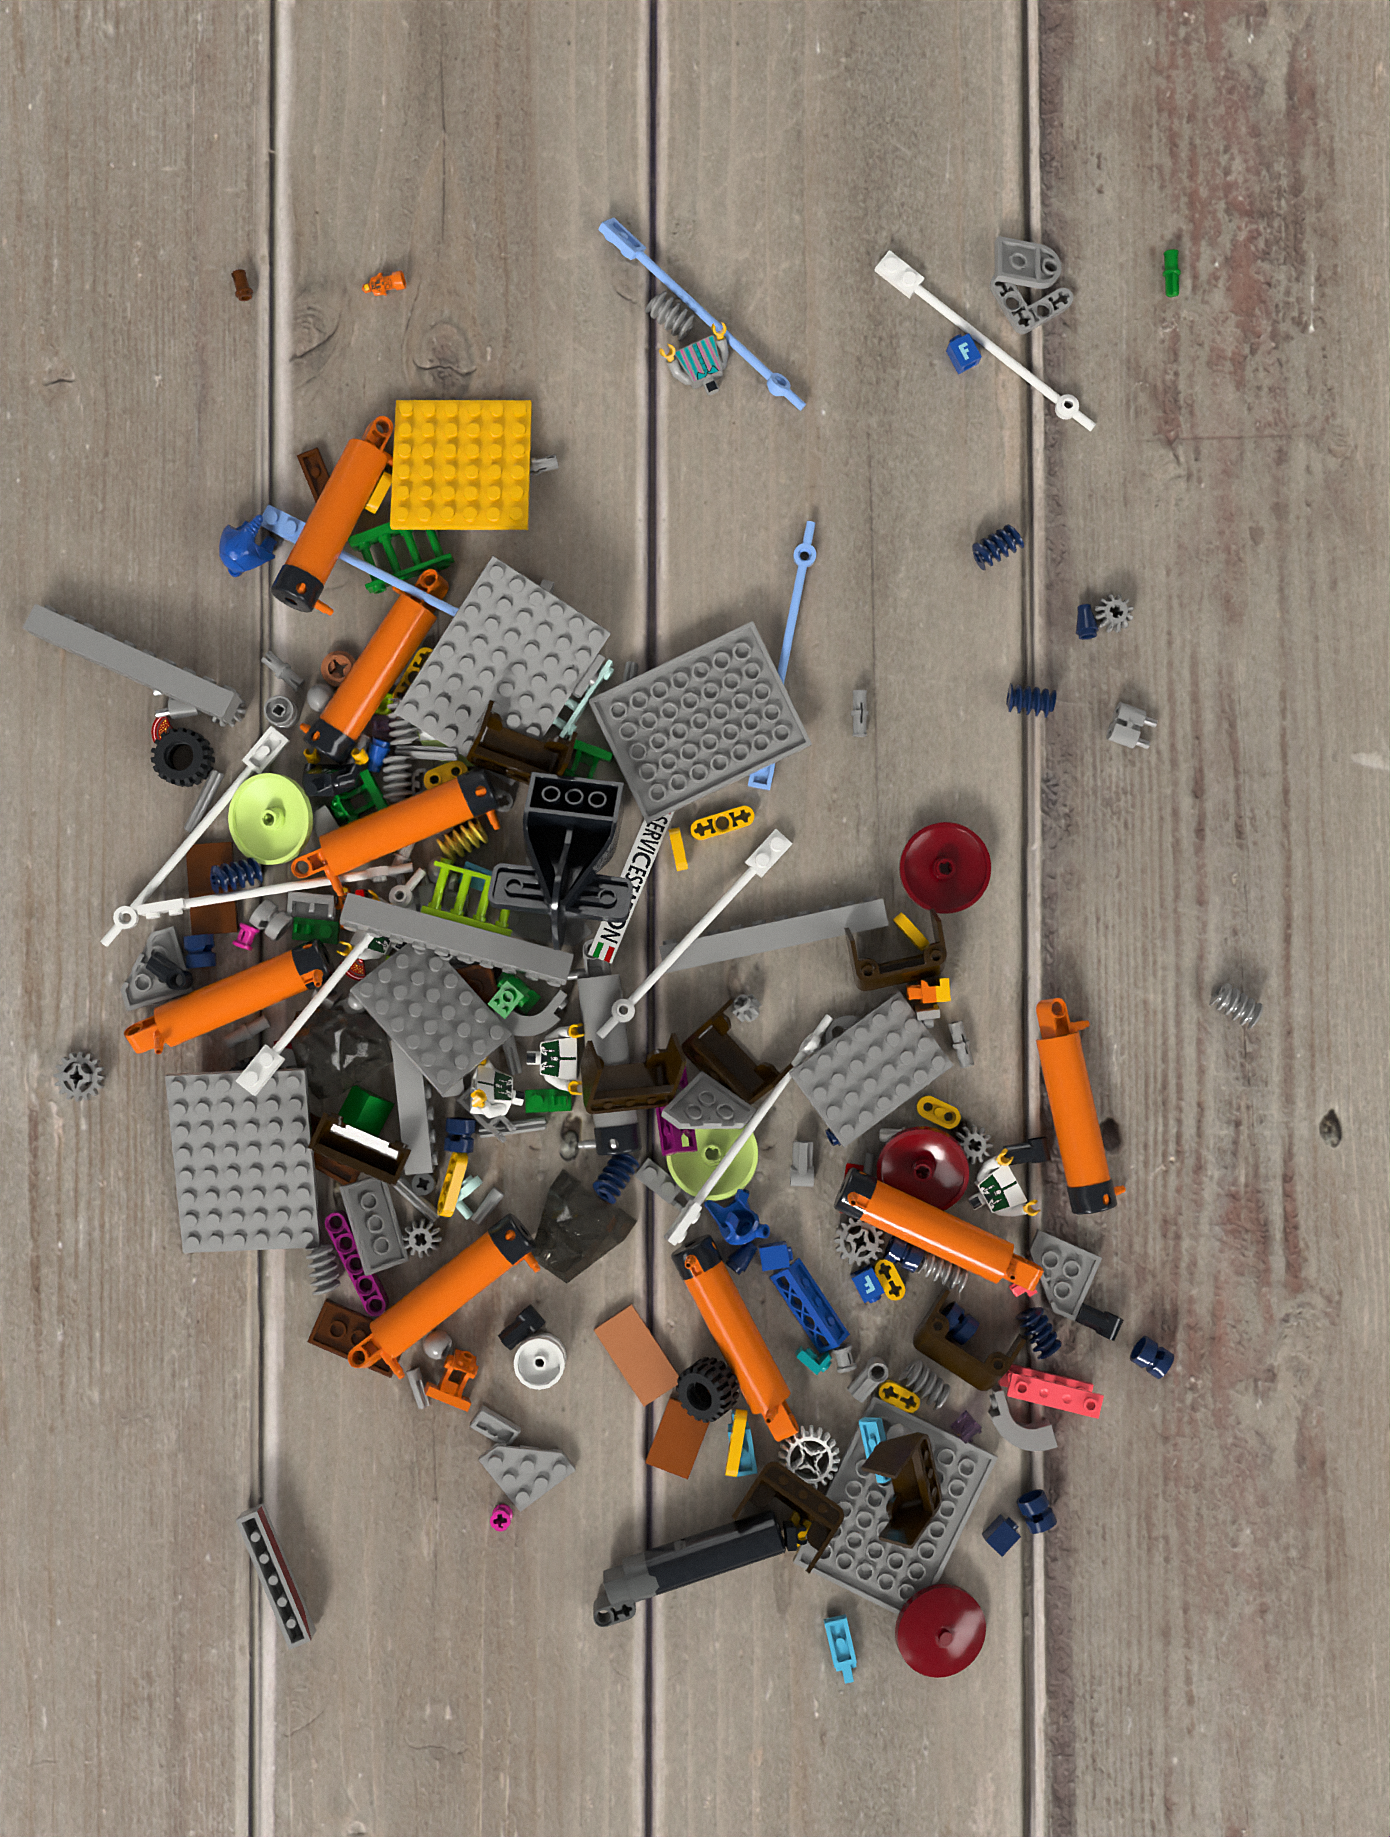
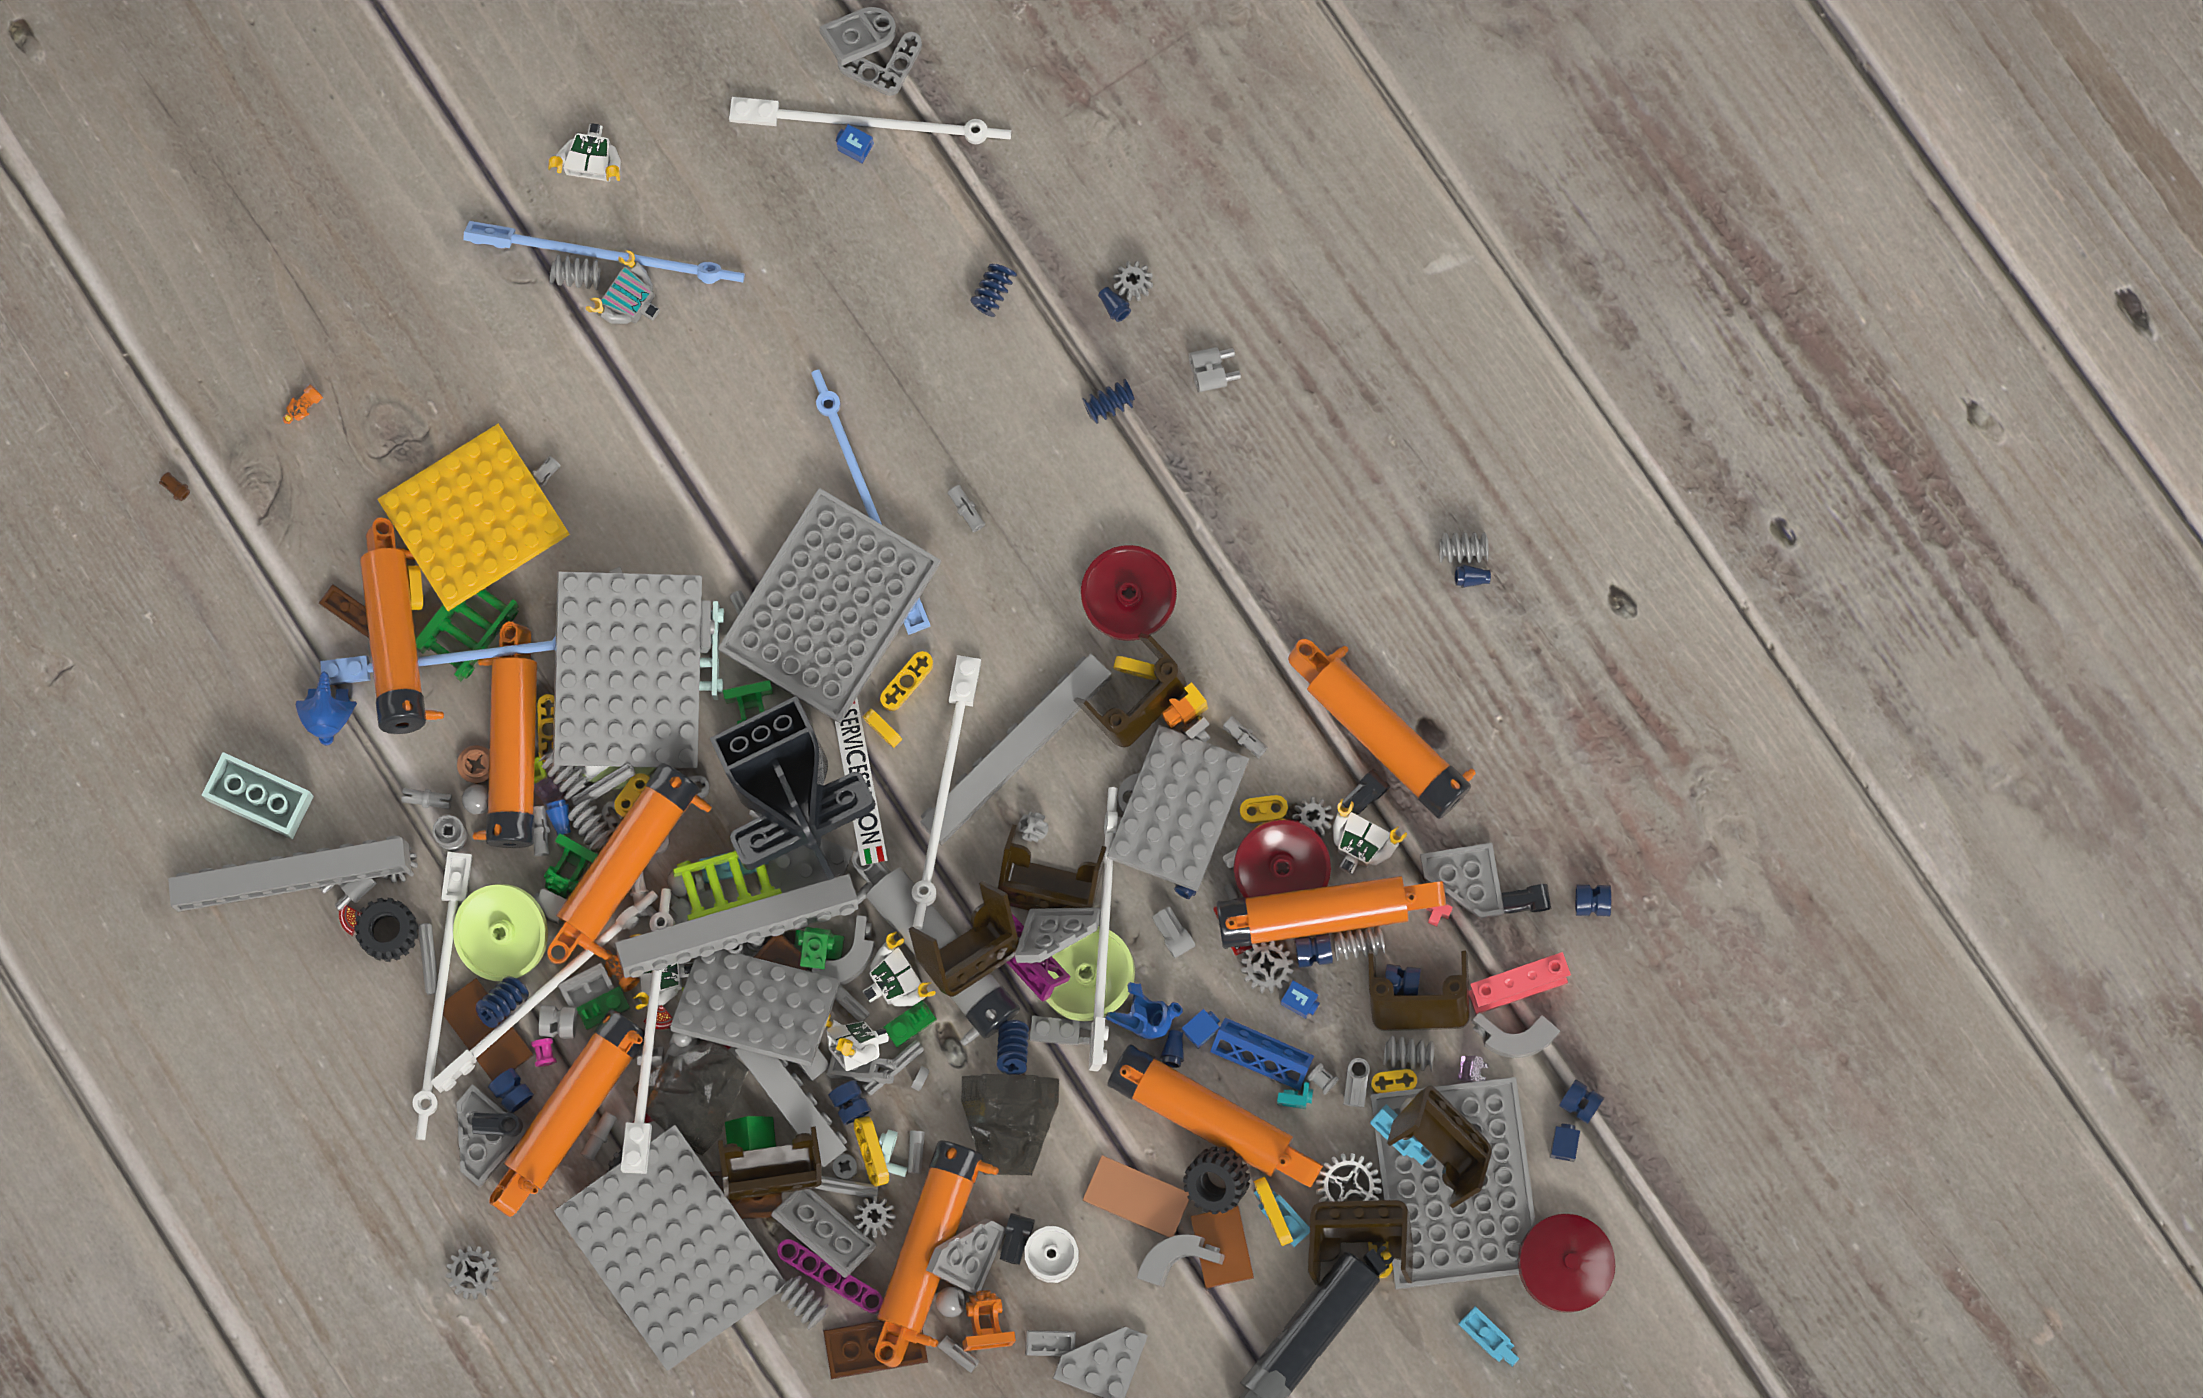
camera: 25 degrees left, 10 degrees down
(148, 582) = (257, 795): none -> light aqua brick
(331, 778) = (534, 860): black torso -> none
(463, 840) = (684, 841): light yellow piece -> none
(472, 1321) = (968, 1256): none -> light grey plate
(515, 753) = (684, 734): dark brown windscreen -> none
(528, 1150) = (920, 1078): none -> light grey tile
(637, 1419) = (1163, 1256): none -> light grey arch
(742, 224) = (588, 156): none -> torso
(885, 1281) = (1320, 979): yellow beam -> none
(1040, 1330) = (1478, 942): dark blue piece -> none
(1226, 1031) = (1471, 576): none -> dark blue cone

